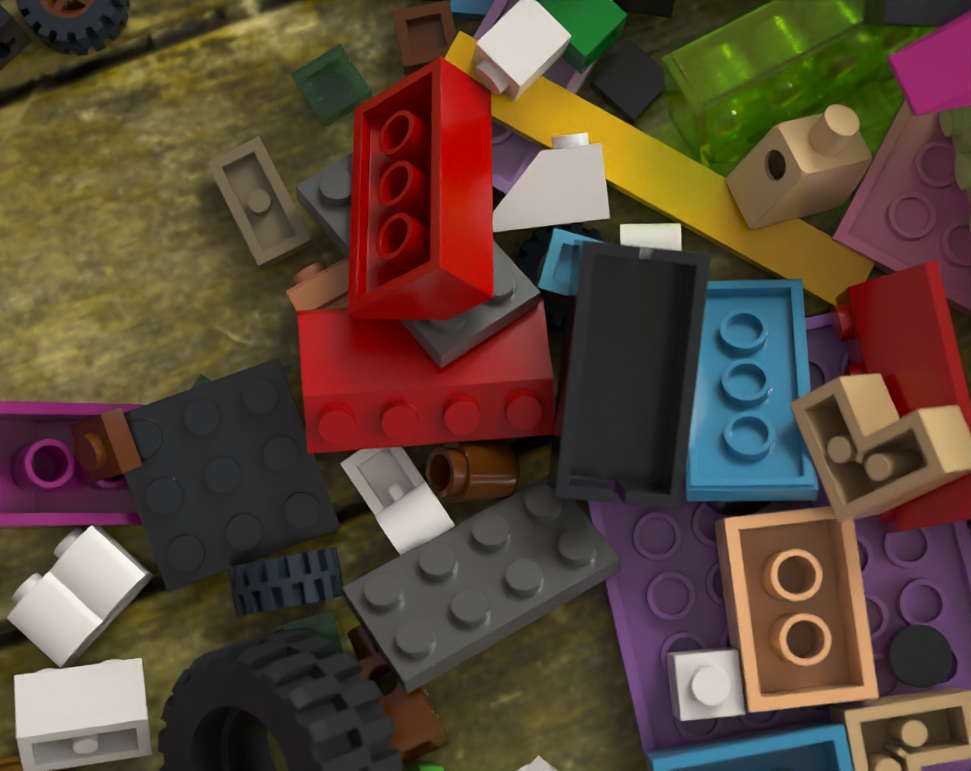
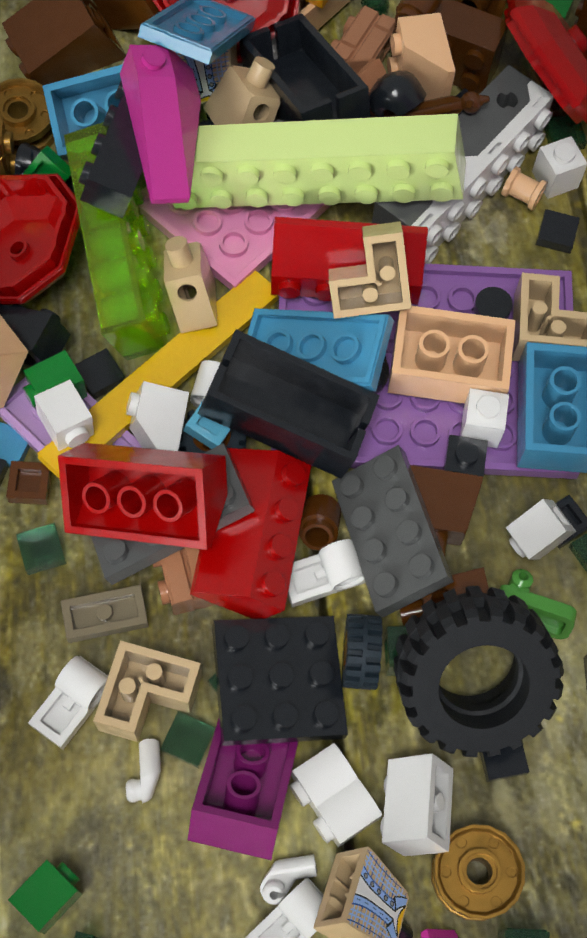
camera: 80 degrees left, 15 degrees down
(54, 331) = (150, 770): none -> white arm
(105, 445) = (242, 741): reddish brown plate -> none
(116, 371) = (188, 739): none -> clear green tile
(124, 197) = (71, 702): none -> white plate
(168, 279) = (143, 678): none -> tan brick
(554, 655) = (449, 501): none -> reddish brown torso
(637, 668) = (465, 455): none -> black plate

